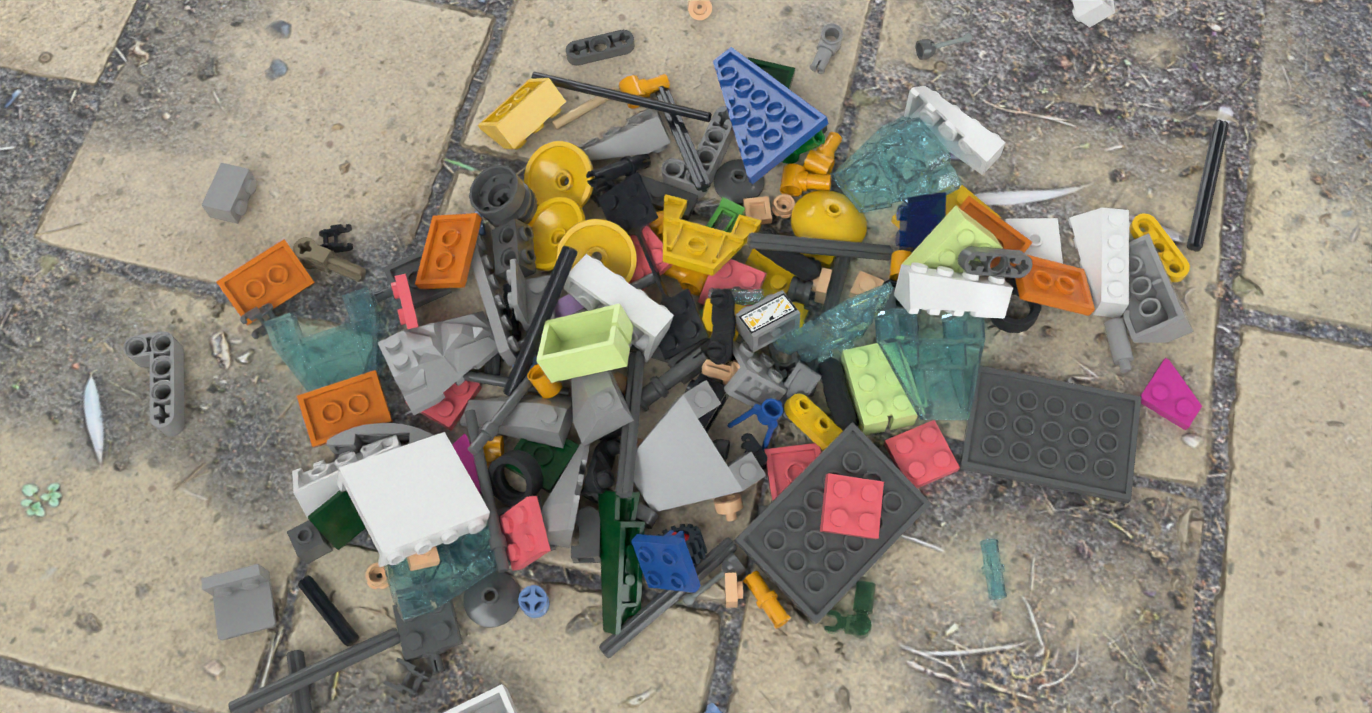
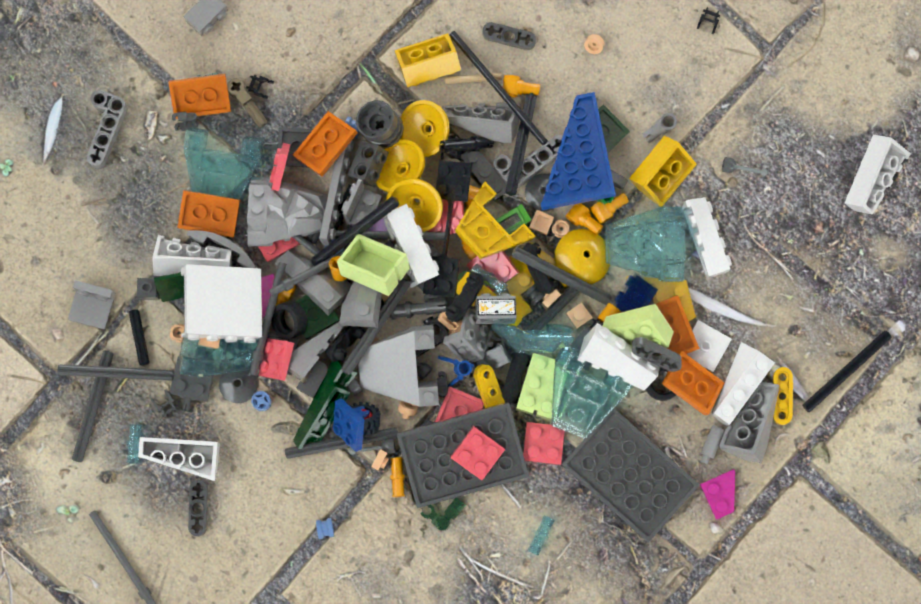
camera: 25 degrees right, 15 degrees up
(858, 88) = (663, 170): none -> yellow slope

